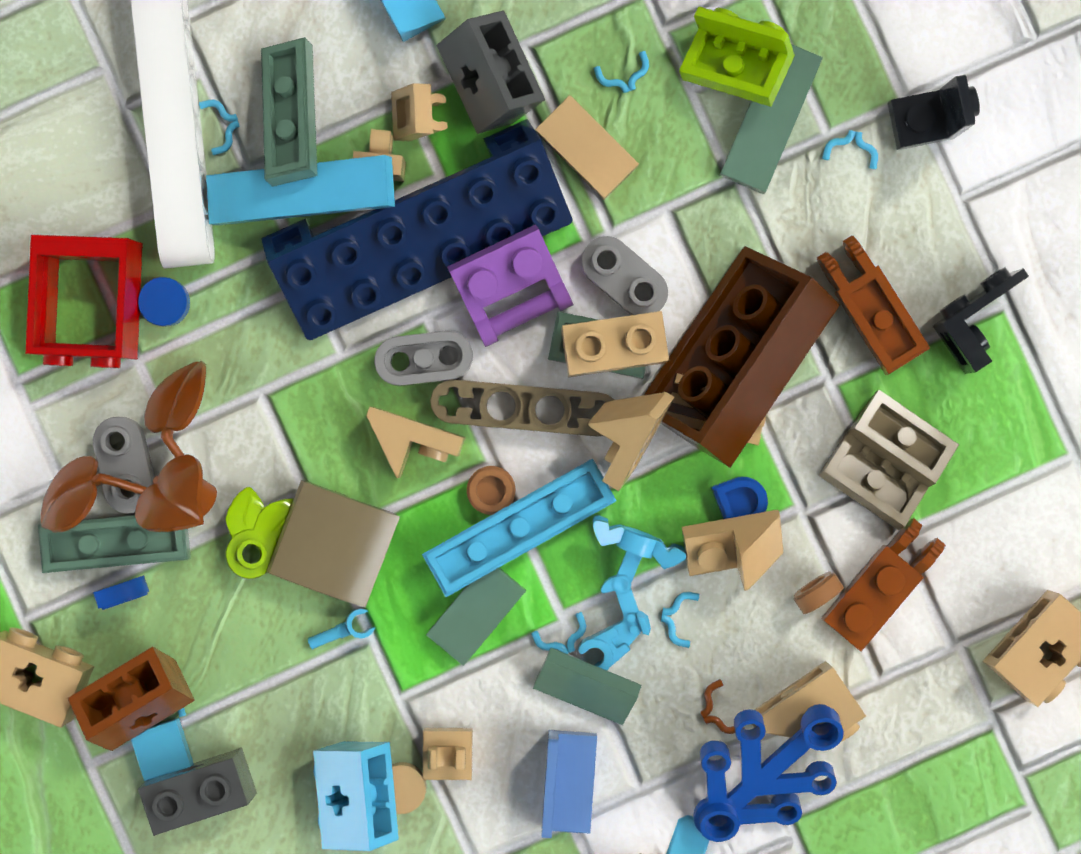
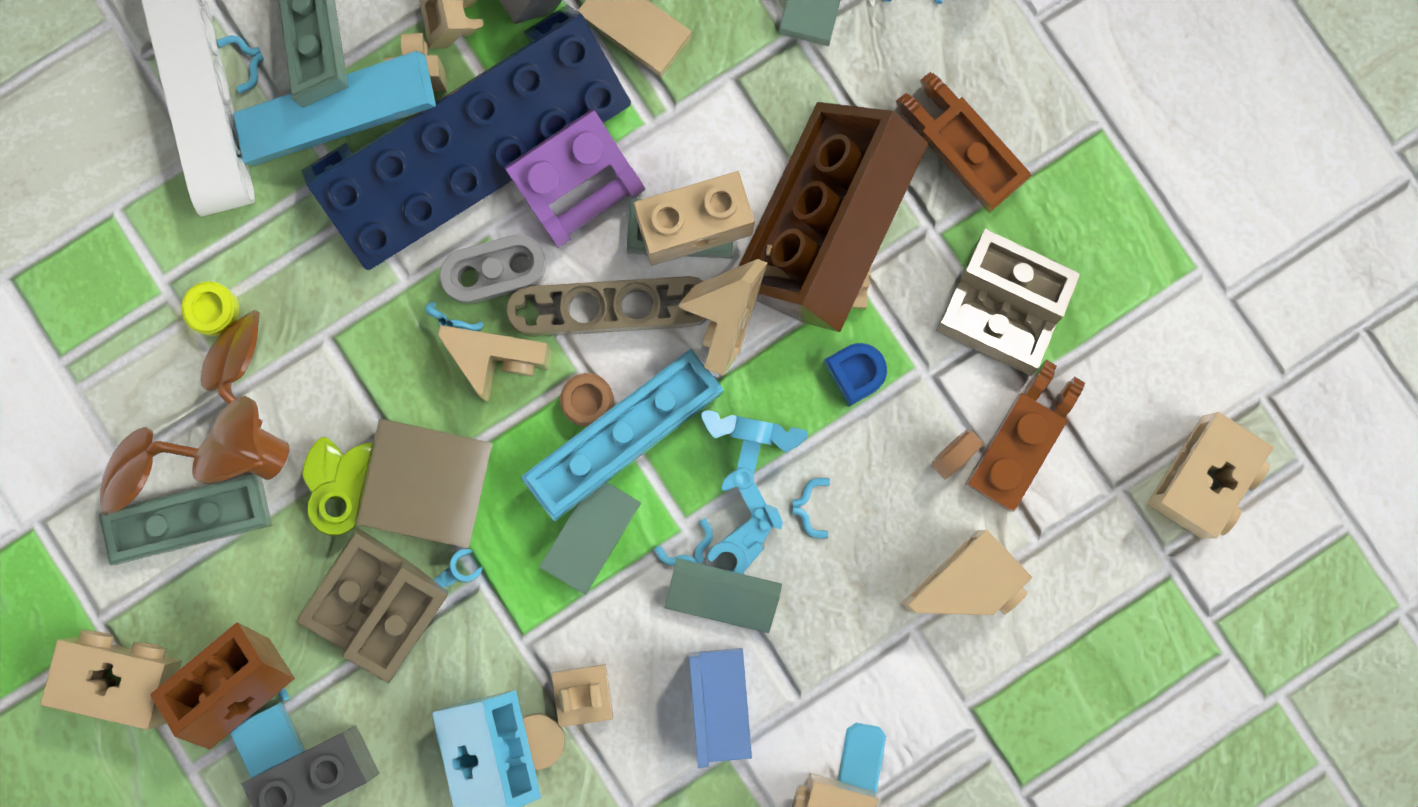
camera: 15 degrees left, 5 degrees down
(43, 298) = (73, 265): red window -> none
(121, 593) = (198, 572): blue tile -> none
(128, 463) = (186, 429): light grey plate -> none
(161, 353) = (210, 308): none -> neon yellow tile
(164, 301) = (206, 253): blue tile -> none
(272, 645) = (373, 605): none -> dark tan slope
(379, 403) = (443, 320): none -> medium azure piece
(624, 276) = (692, 154): light grey plate -> none
(709, 706) = (866, 611): dark orange piece -> none
(723, 813) = (934, 663): blue plant -> none
(739, 542) = (863, 413): tan slope -> none
(967, 342) = (1065, 163): black bracket -> none

